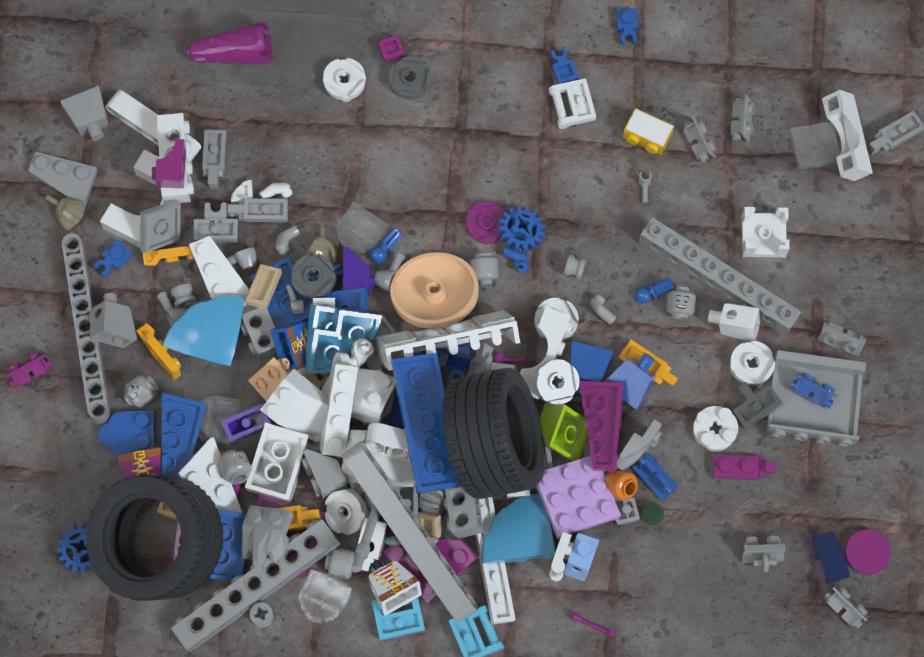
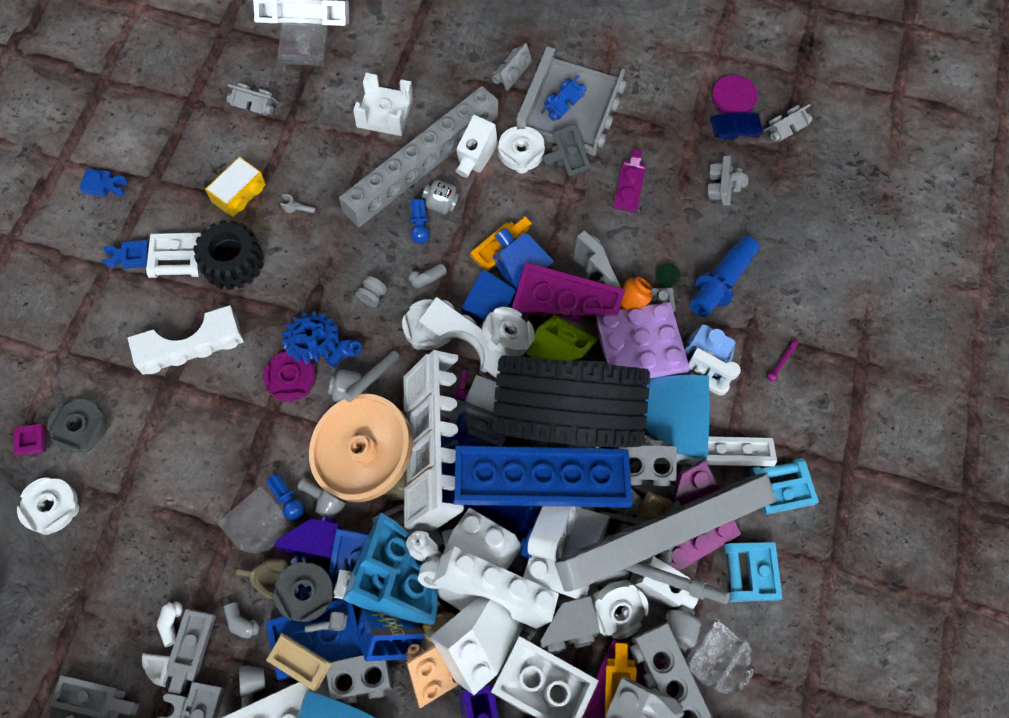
camera: 80 degrees left, 5 degrees down
(393, 586) = (723, 566): white torso -> none
(496, 284) = (371, 376): none -> light grey bar
(511, 157) = (217, 332): none -> white arch
(580, 129) = (224, 238): none -> black tyre
(655, 476) = (631, 262): blue hinge -> none
(660, 561) = (716, 287): none -> blue gear
(705, 146) = (252, 141): light grey hinge -> none
(722, 417) = (584, 185): white plate -> none

